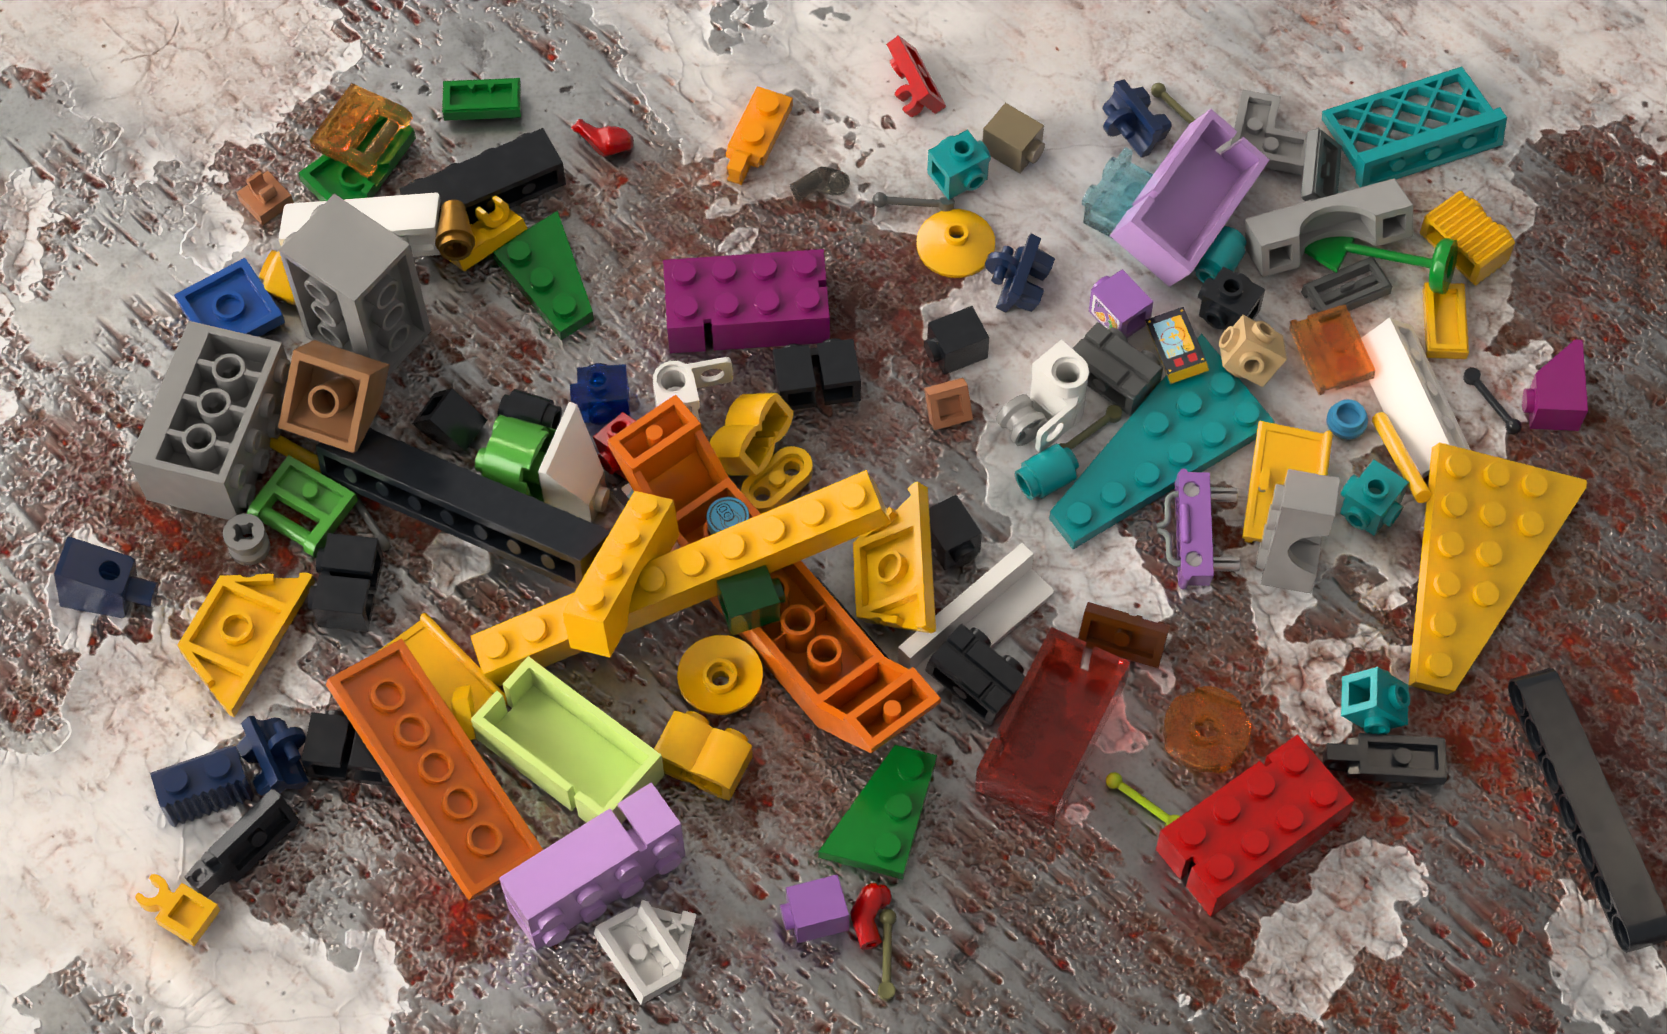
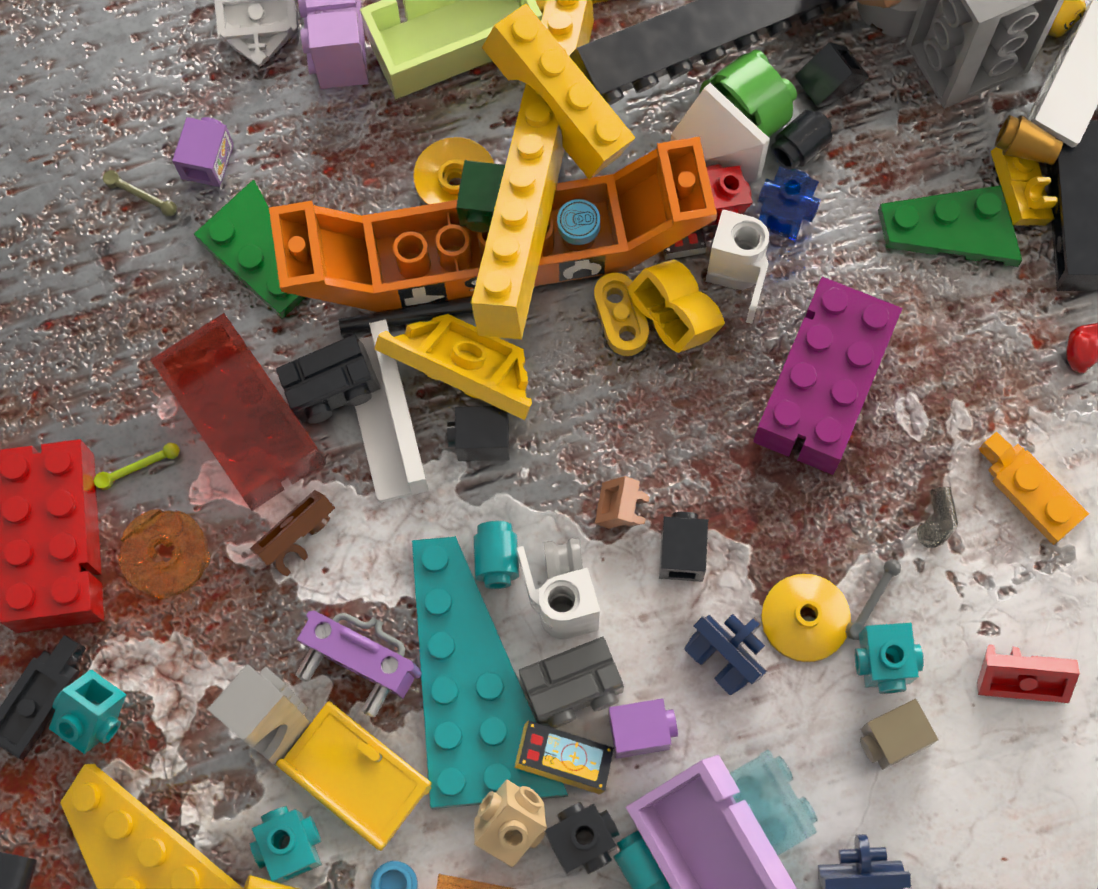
camera: 120 degrees right, 10 degrees up
(703, 754) = (391, 129): yellow brick -> none
(836, 368) = (714, 399): black piece -> none
(863, 913) = (181, 190): red arm -> none
(1113, 415) = (516, 590): olive hinge -> none

